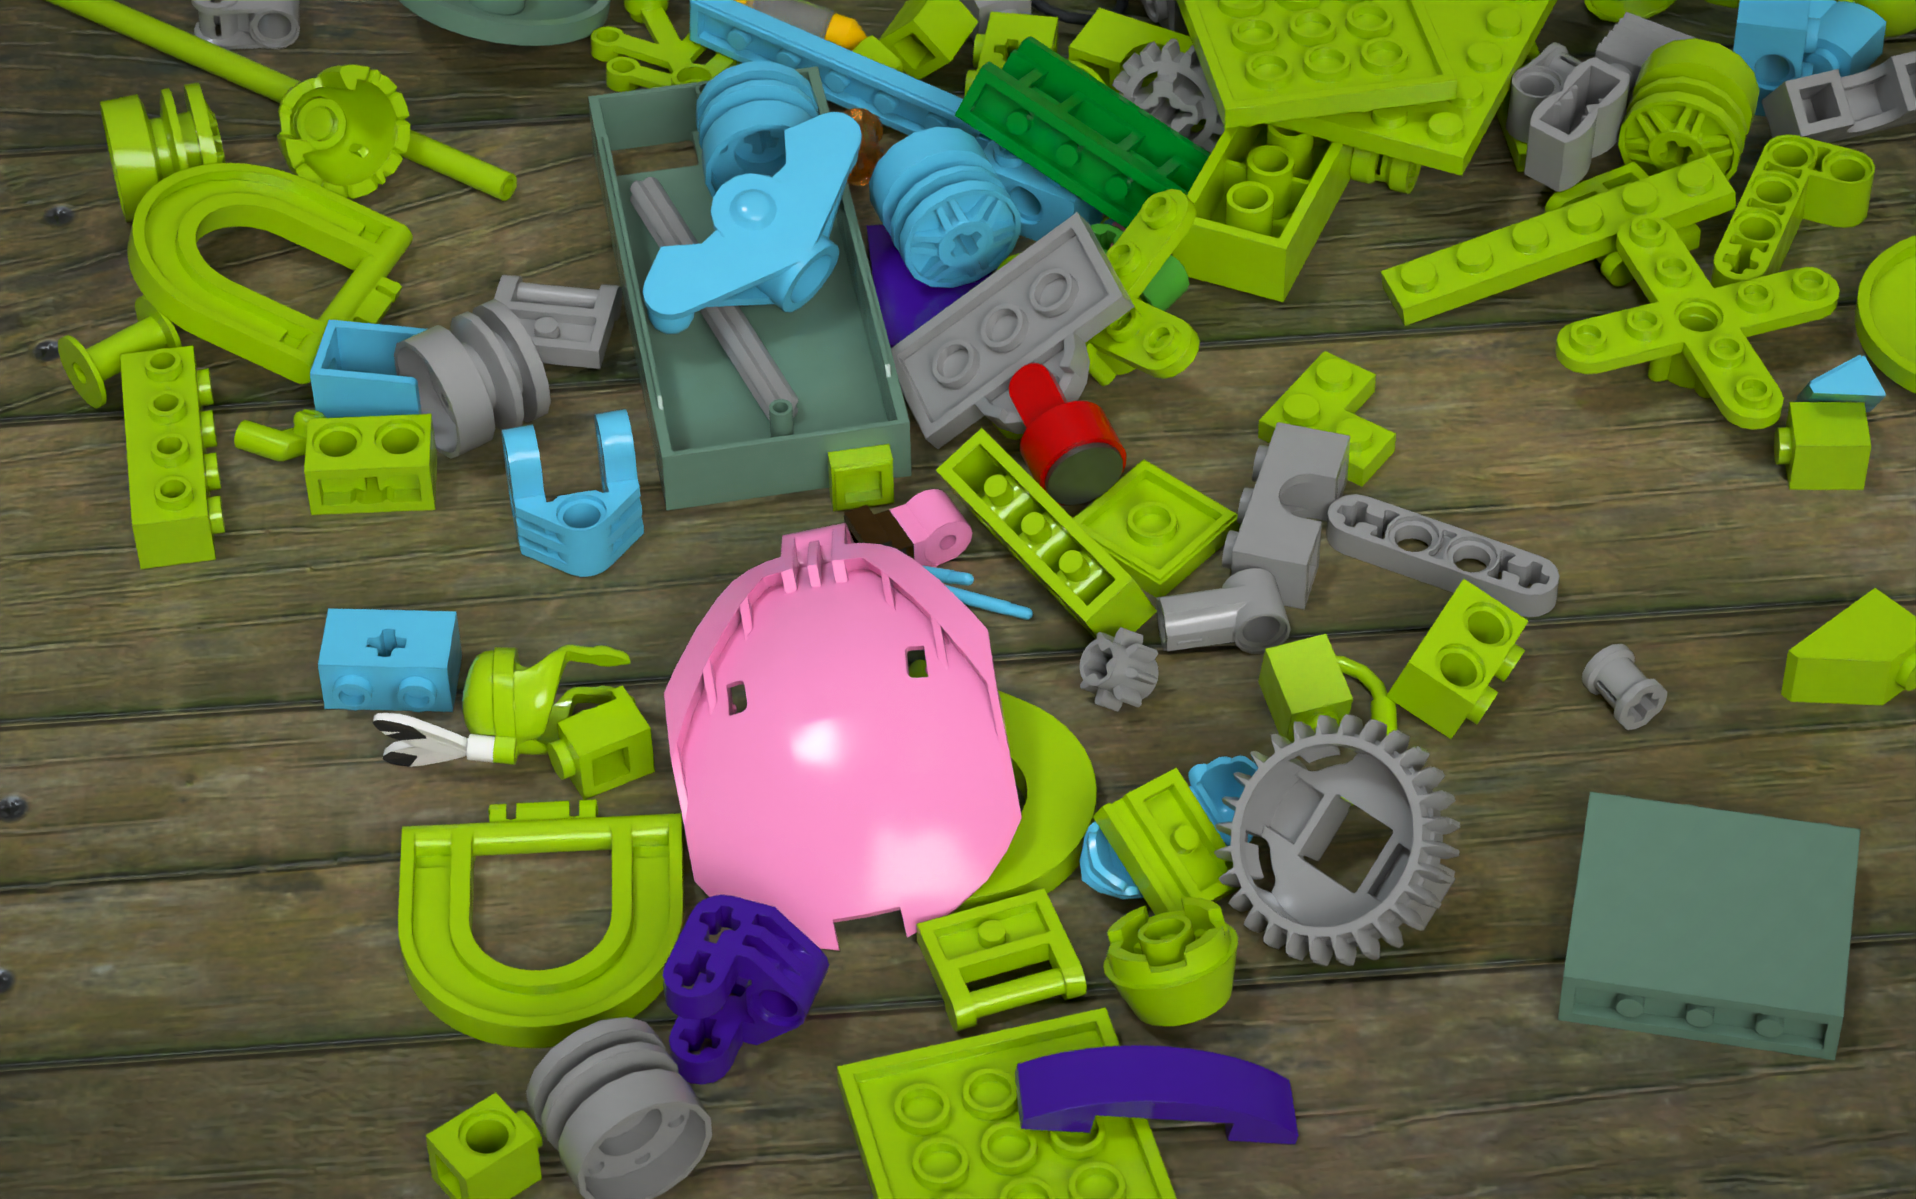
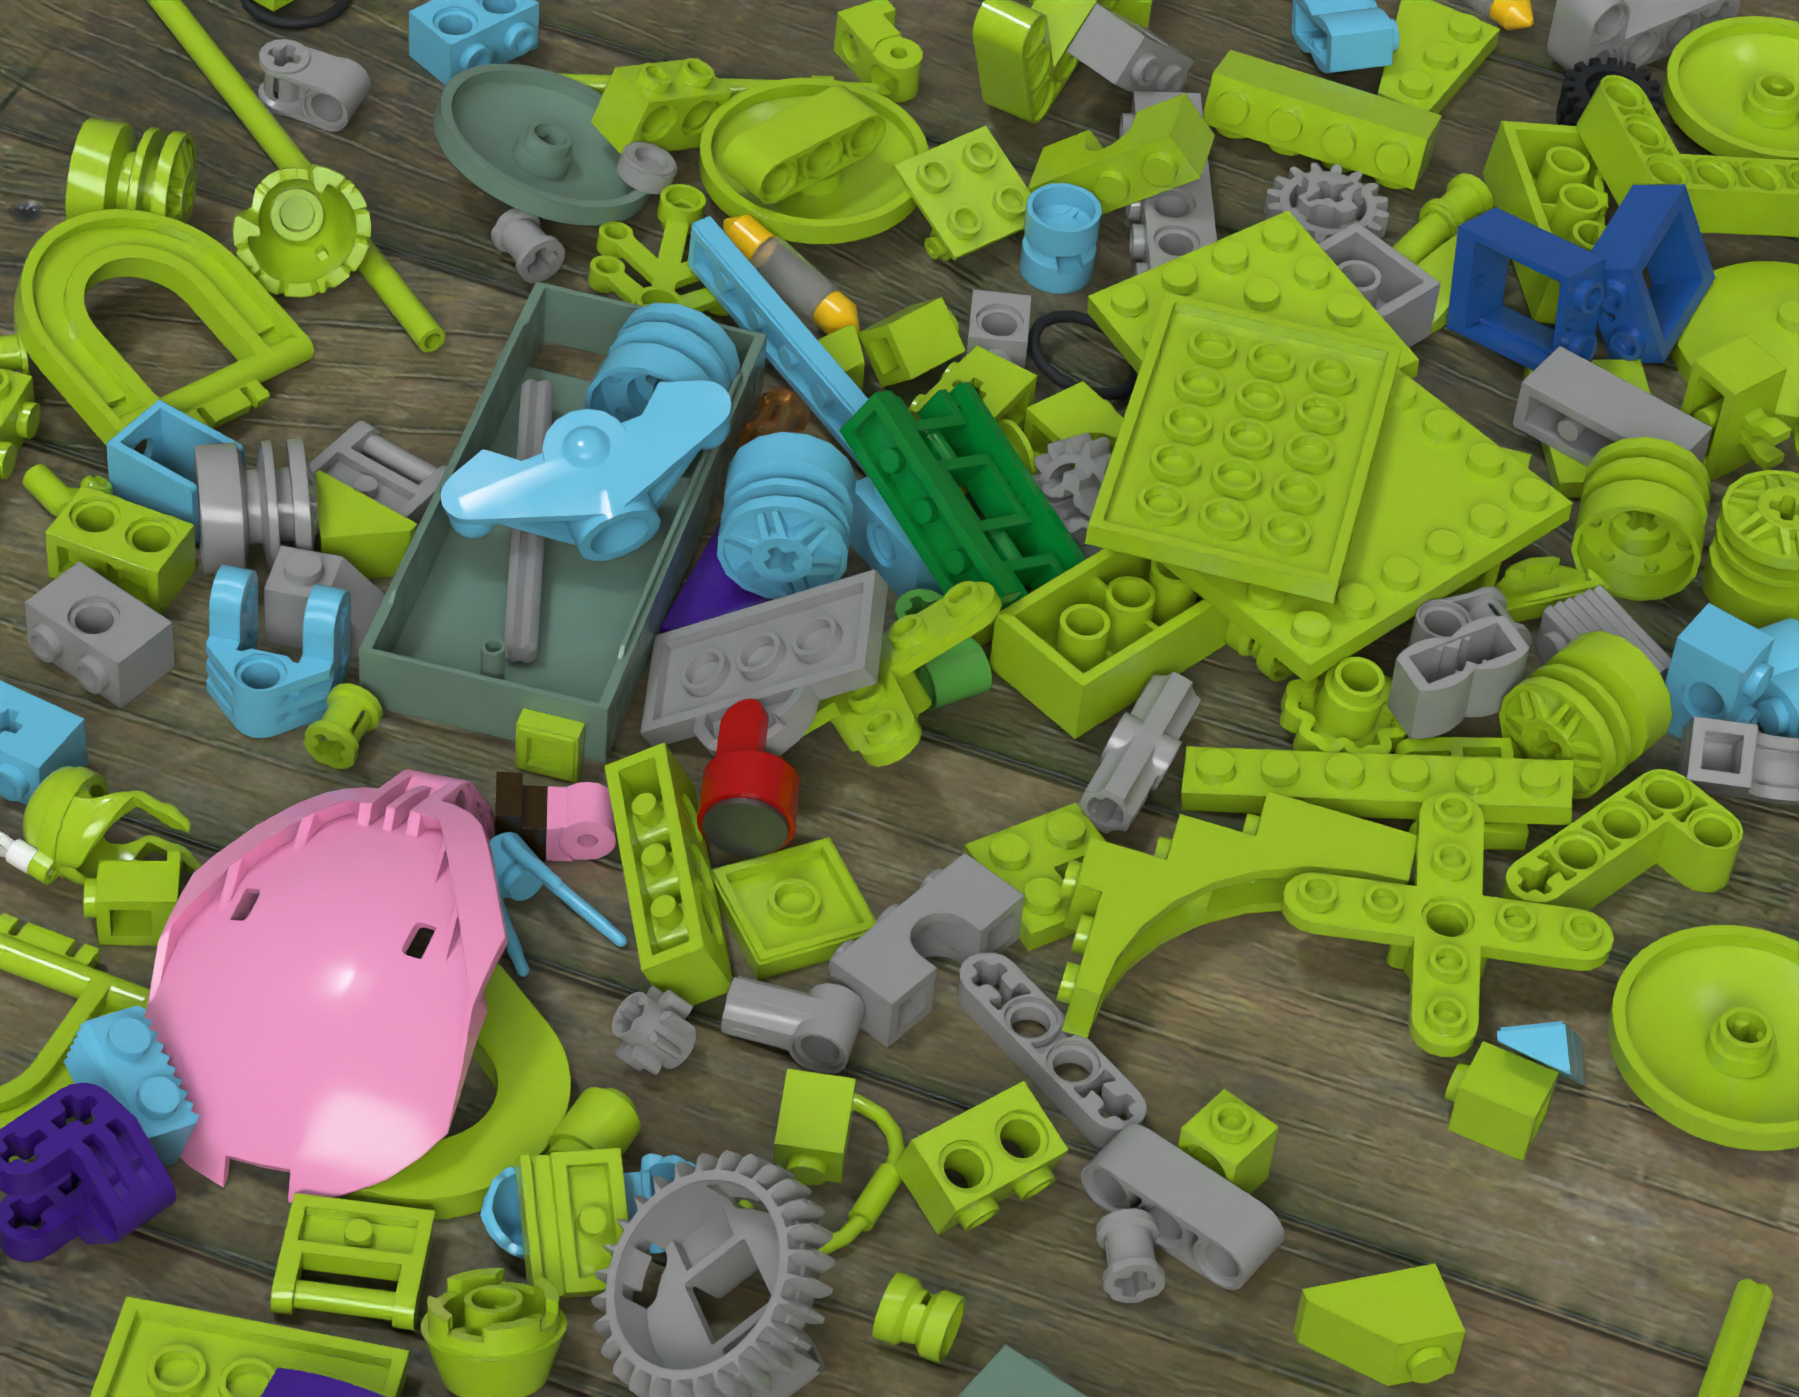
camera: 20 degrees right, 0 degrees up
(404, 540) = (99, 634): none -> light grey brick
(537, 75) = (535, 253): none -> light grey bush
(568, 438) = (290, 586): none -> light grey slope
(580, 370) = (360, 528): none -> lime slope
(672, 538) = (343, 726): none -> lime bush
(708, 865) = (128, 1063): none -> medium azure brick
(1124, 763) = (597, 1121): none -> lime brick
(1350, 289) = (1139, 752): none -> light grey piece
(1475, 363) = (1206, 873): none -> lime arch
(1489, 193) = (1342, 710): none -> lime plant
(1495, 805) = (919, 1317): none -> lime wheel
(1578, 30) = (1542, 582): none -> lime plate
(1644, 574) = (1231, 1141): none -> lime brick
(1667, 632) = (1197, 1211): none -> light grey beam

